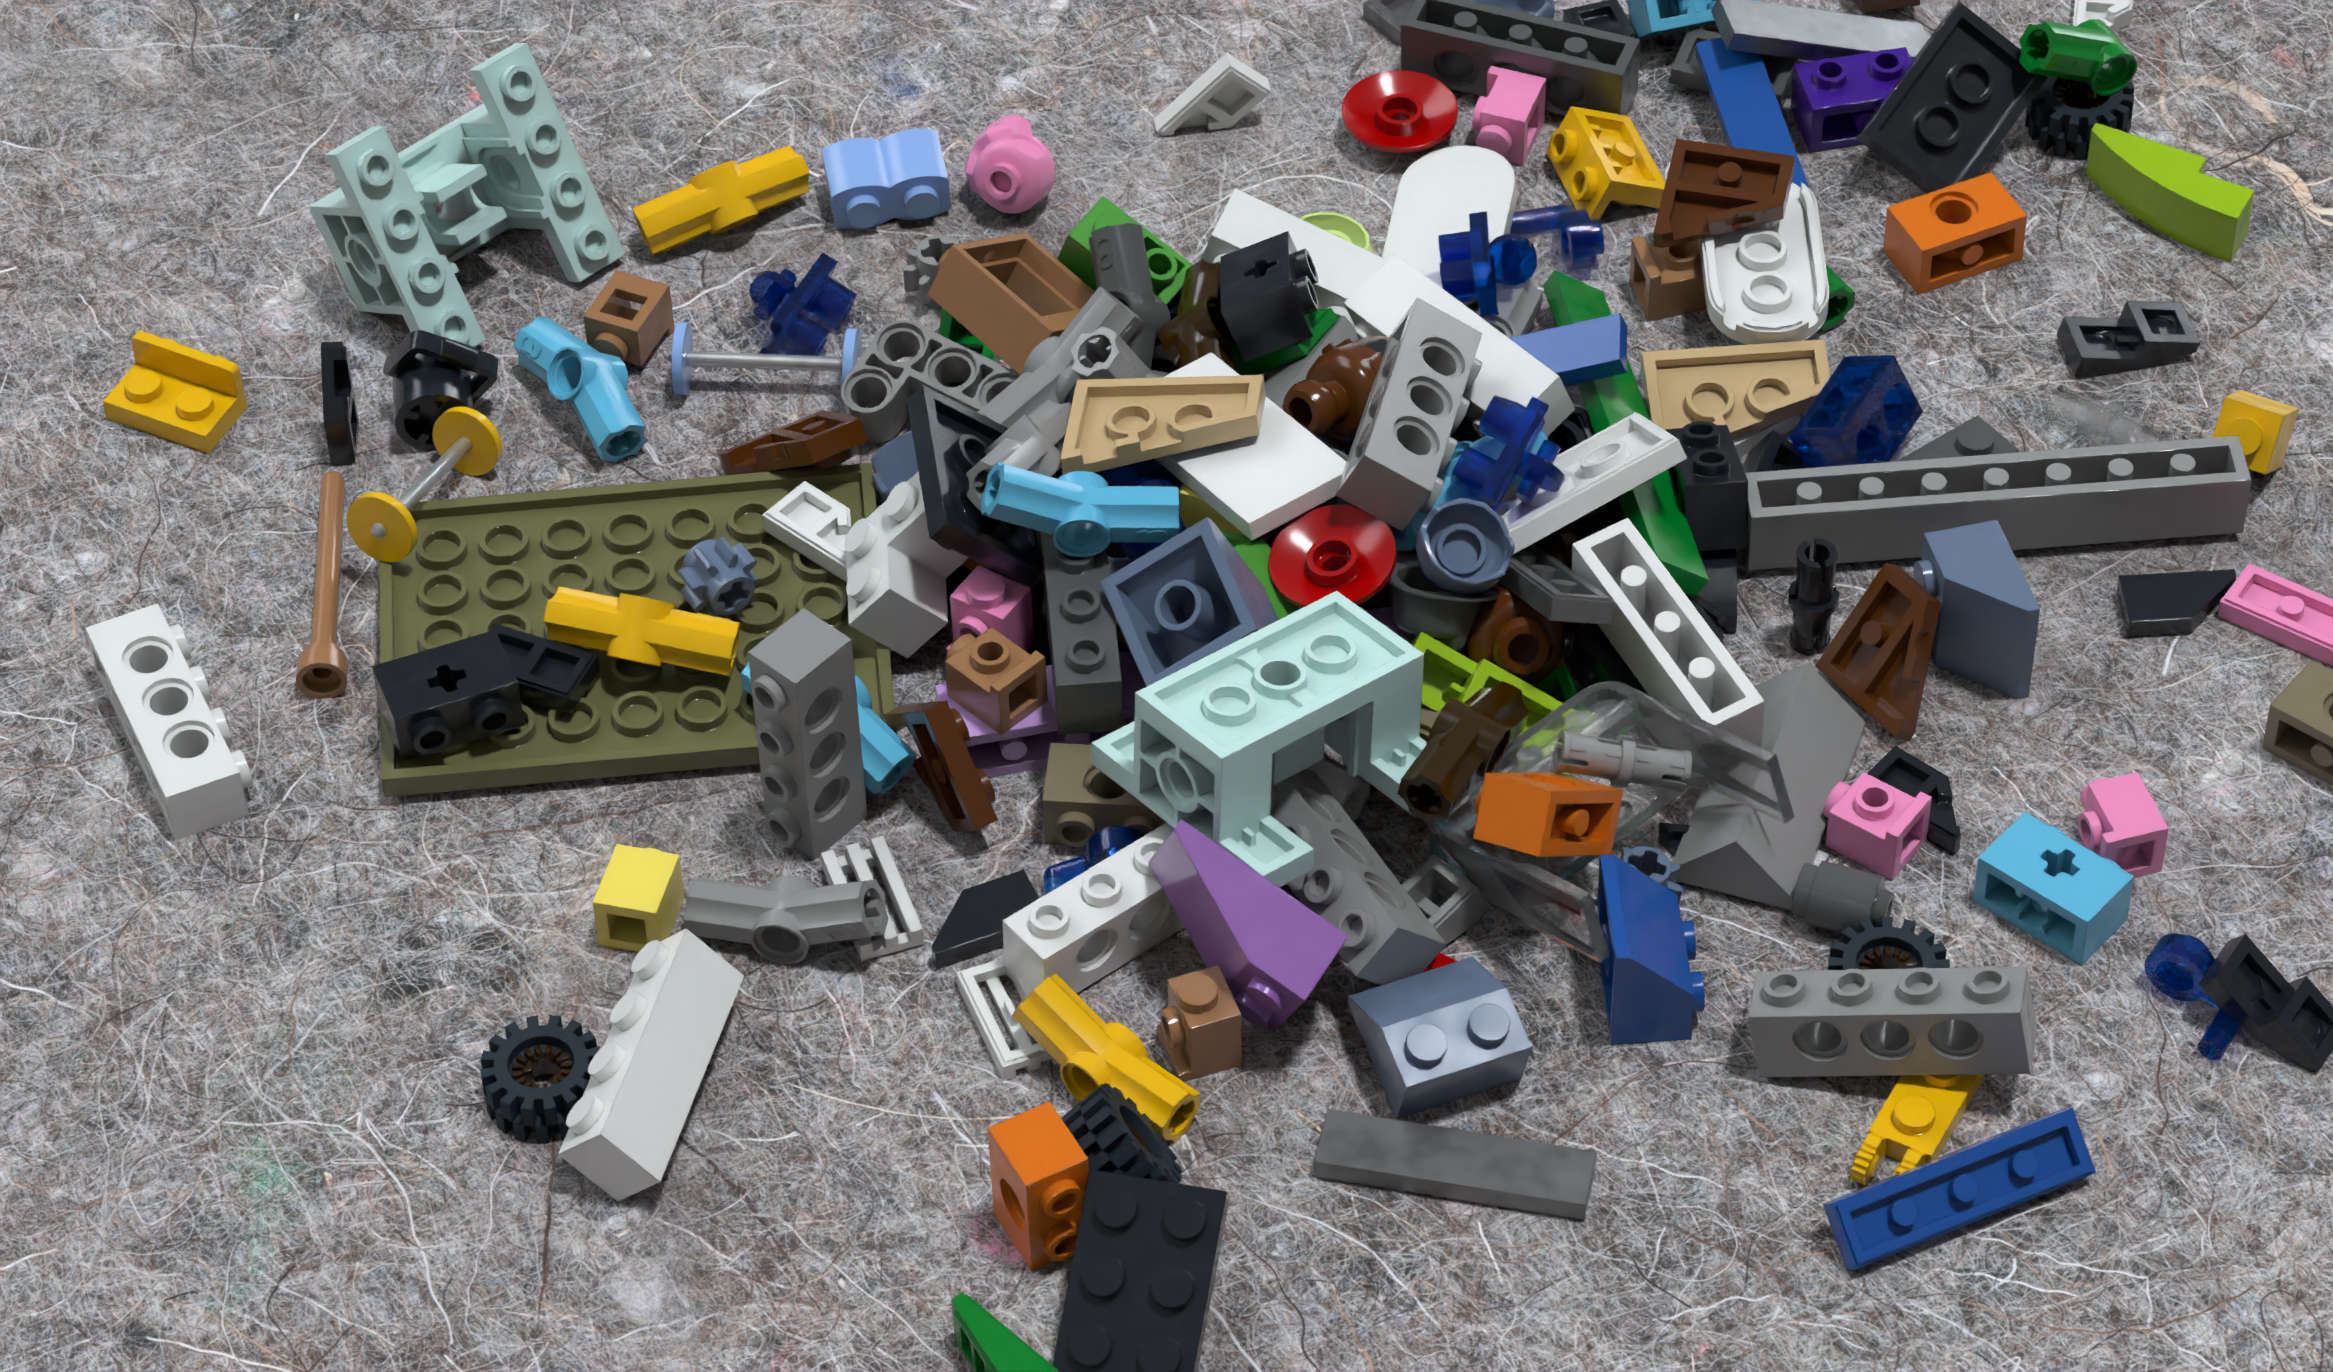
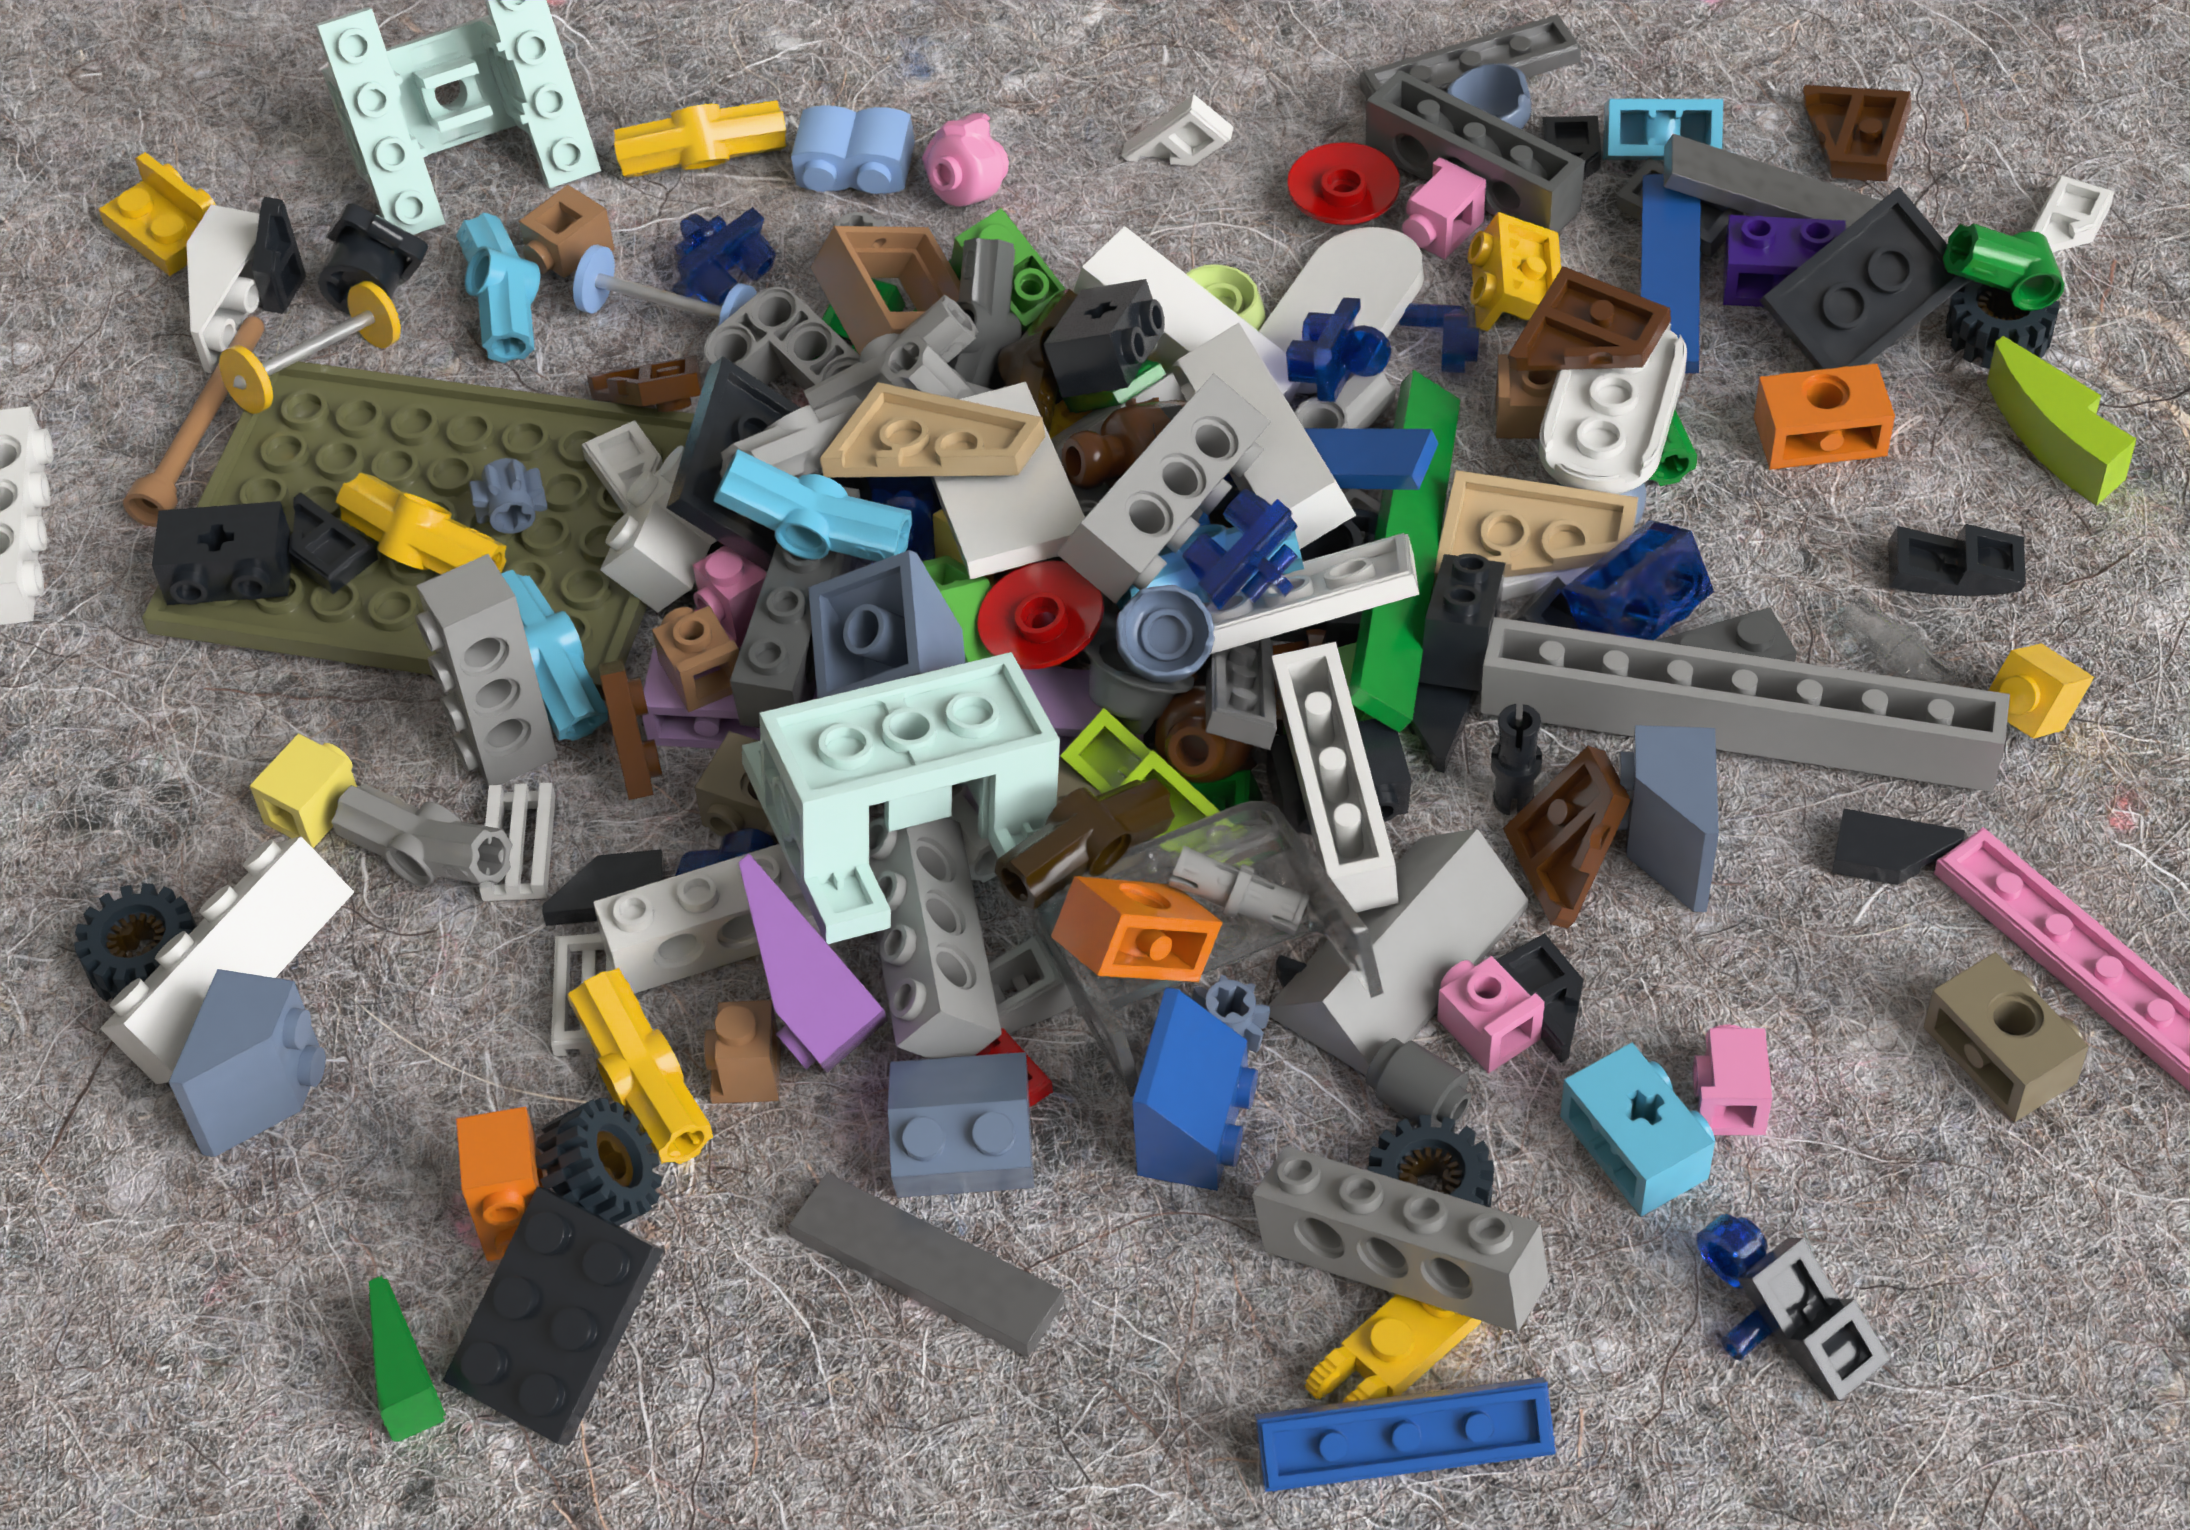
camera: 20 degrees right, 5 degrees up
(283, 436) = (221, 279): none -> white slope
(731, 1139) = (246, 1060): none -> sand blue slope

